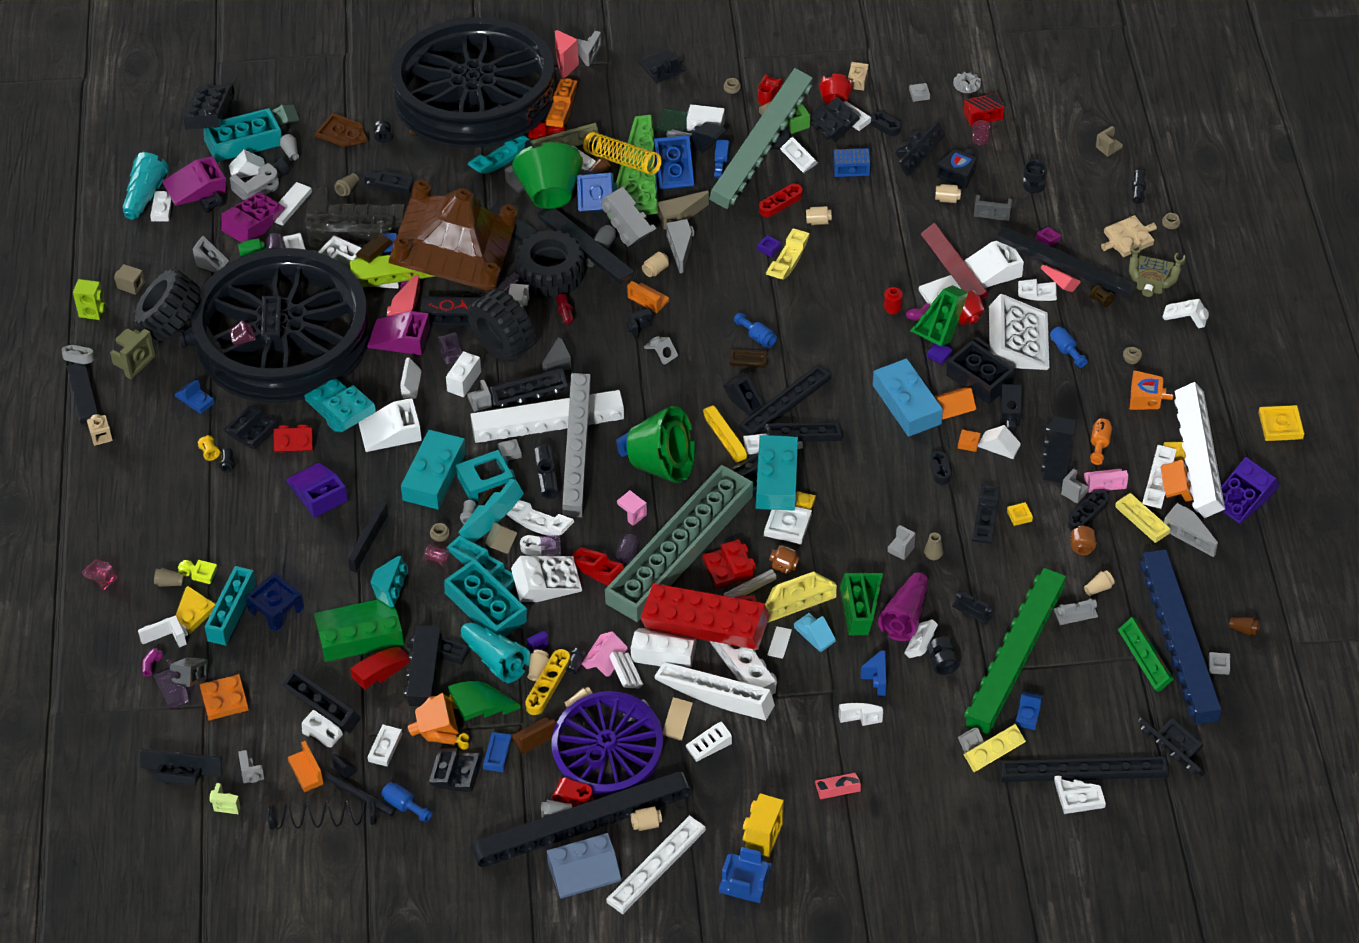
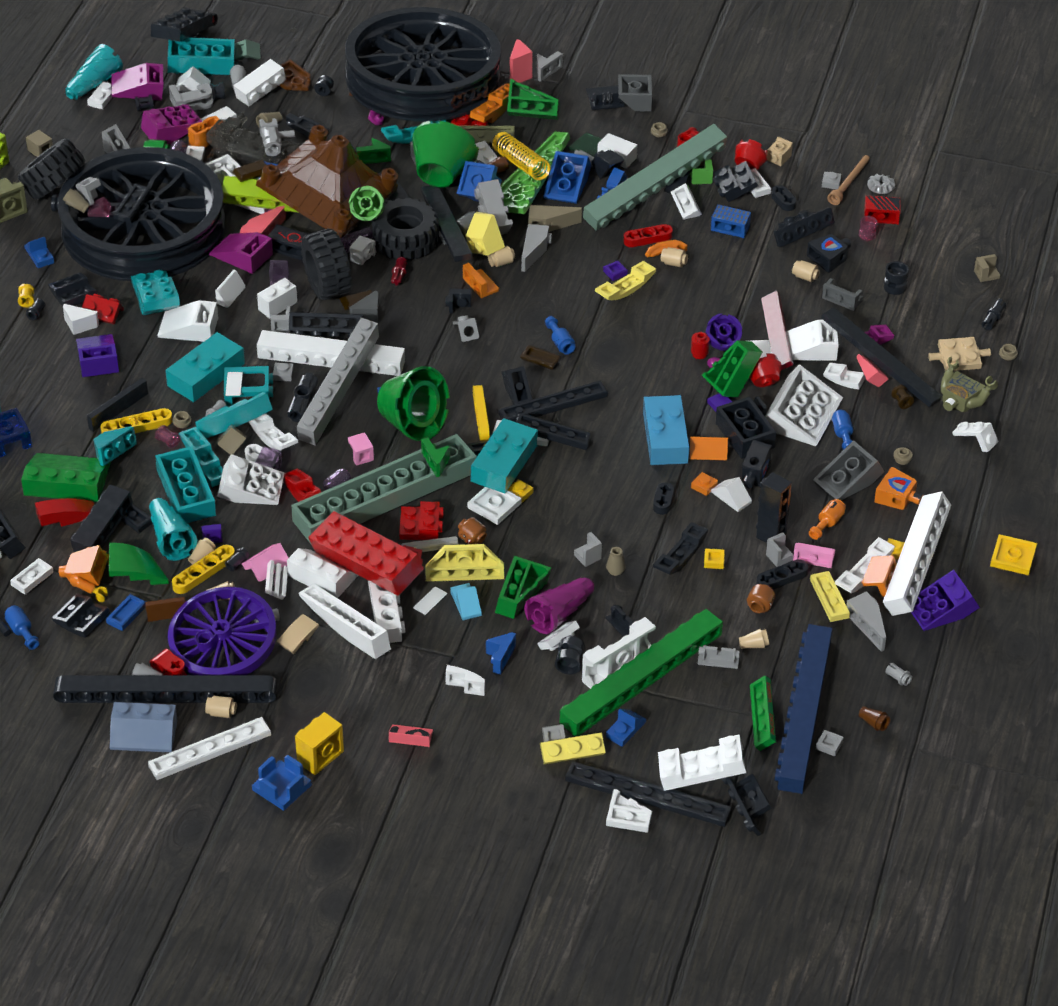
camera: 20 degrees right, 5 degrees down
(216, 333) = (75, 200): none -> dark tan cone
(222, 318) = (87, 189): none -> light grey panel
(277, 456) = (80, 318): none -> white slope
(293, 218) = (198, 131): none -> orange brick
(318, 147) = (259, 82): none -> white brick
(376, 206) = (272, 137): none -> light grey piece
(393, 547) = (136, 421): none -> yellow beam
(451, 153) = (374, 118): none -> magenta arm
(475, 479) = (234, 382): none -> white sticker
(478, 186) = (374, 154): none -> green slope
(511, 250) = (366, 203): none -> bright green cylinder
(538, 351) = (350, 300): none -> dark brown sticker
(597, 93) = (531, 103): none -> green wedge
(633, 246) = (484, 234): none -> light yellow slope
(693, 51) = (636, 91): none -> dark grey slope
(713, 732) = (327, 663): white slope -> none
(717, 497) = (436, 458): none -> green slope
(800, 208) = (657, 248): none -> orange piece
(911, 280) = (723, 331): none -> dark purple cylinder
(934, 107) = (836, 196): none -> medium nougat piece
(982, 652) = (601, 663): none -> white piece
(1095, 388) = (849, 472): none -> dark grey slope
(1124, 724) = (701, 765): none -> white piece
(1243, 574) = (903, 677): none -> light grey pin

